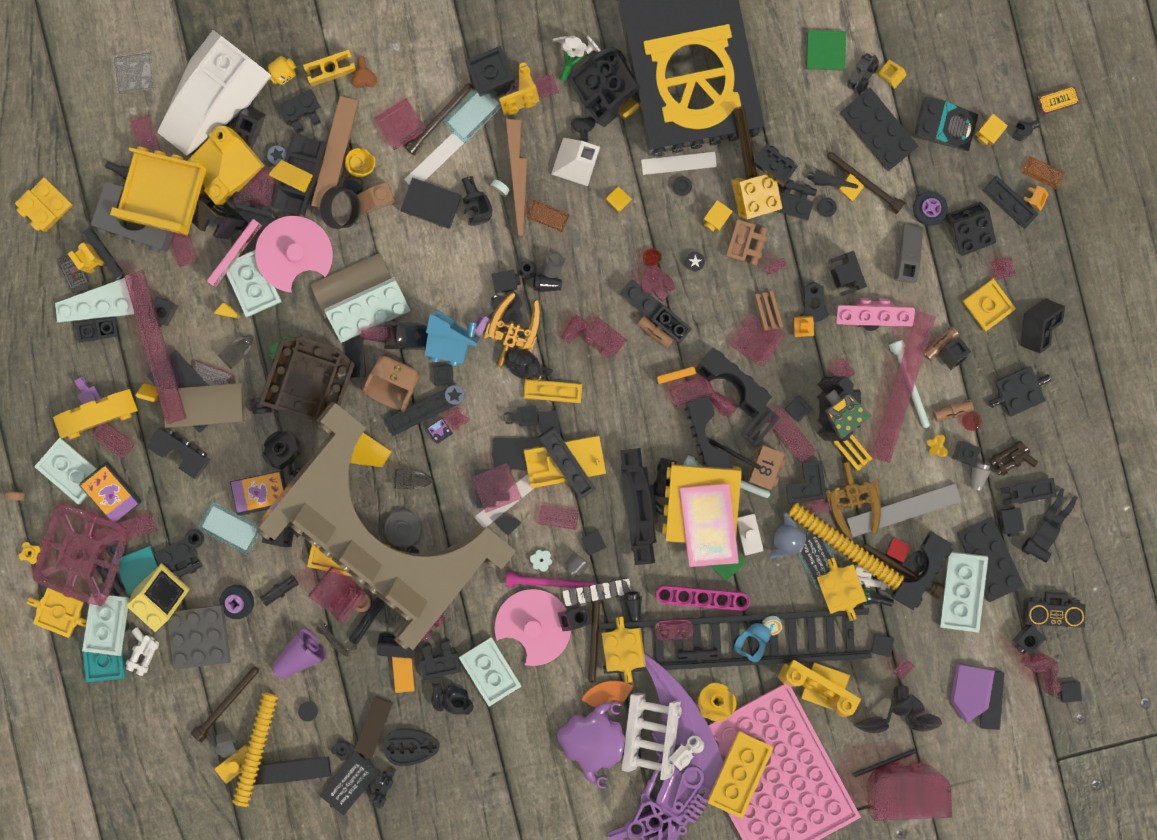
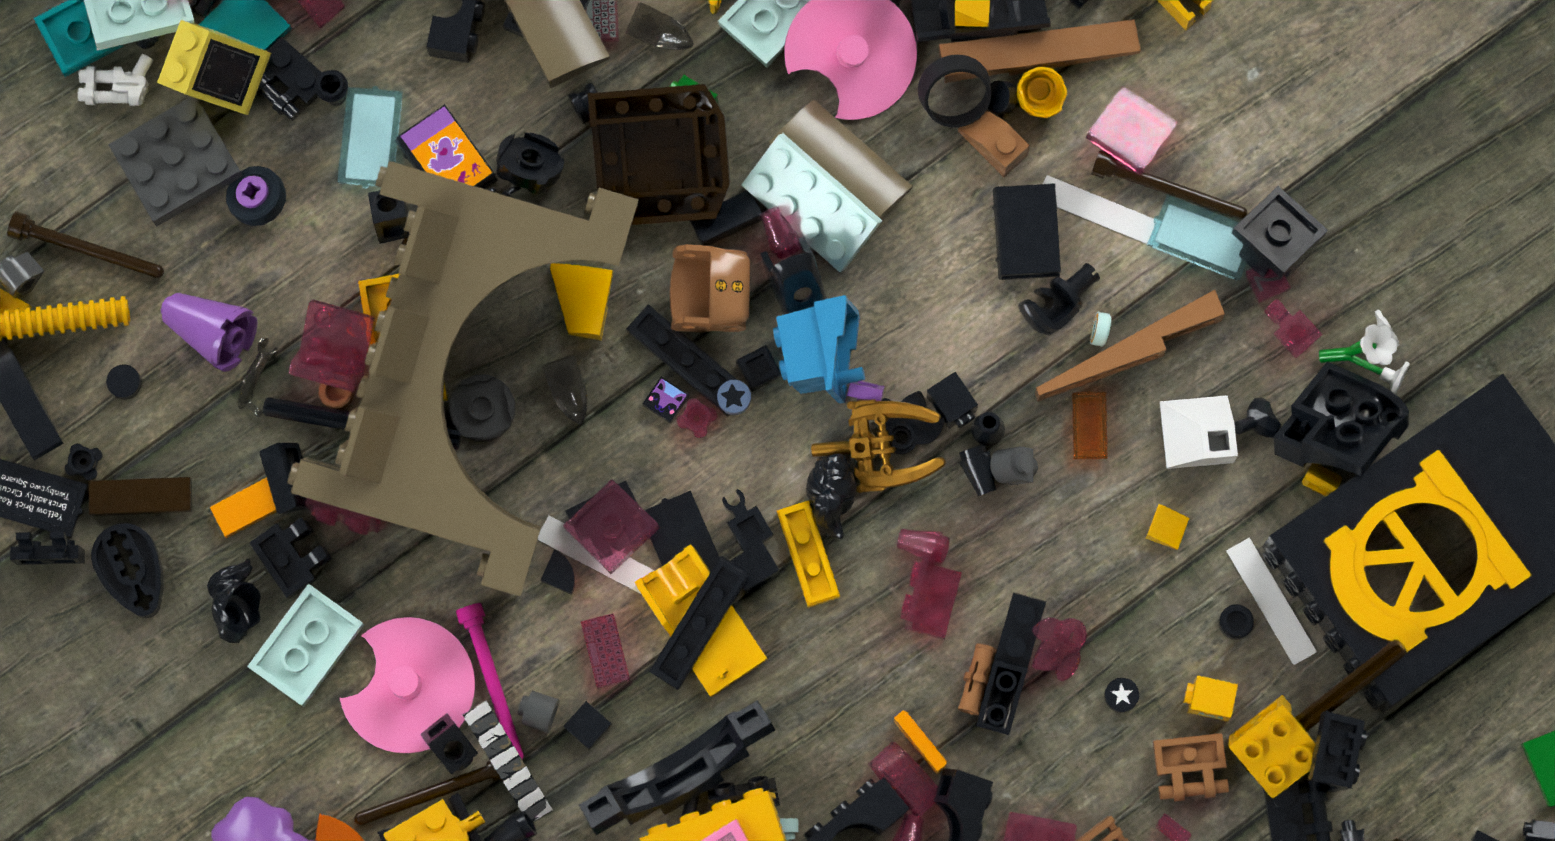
camera: 70 degrees right, 10 degrees down
(279, 590) = (301, 255): black pin -> none
(363, 75) = (1183, 42): dark orange rock -> none
(525, 97) = (1261, 303): yellow plate -> none
(535, 559) = (523, 642): light aqua plant -> none
(651, 257) = (1097, 620): clear red plate -> none

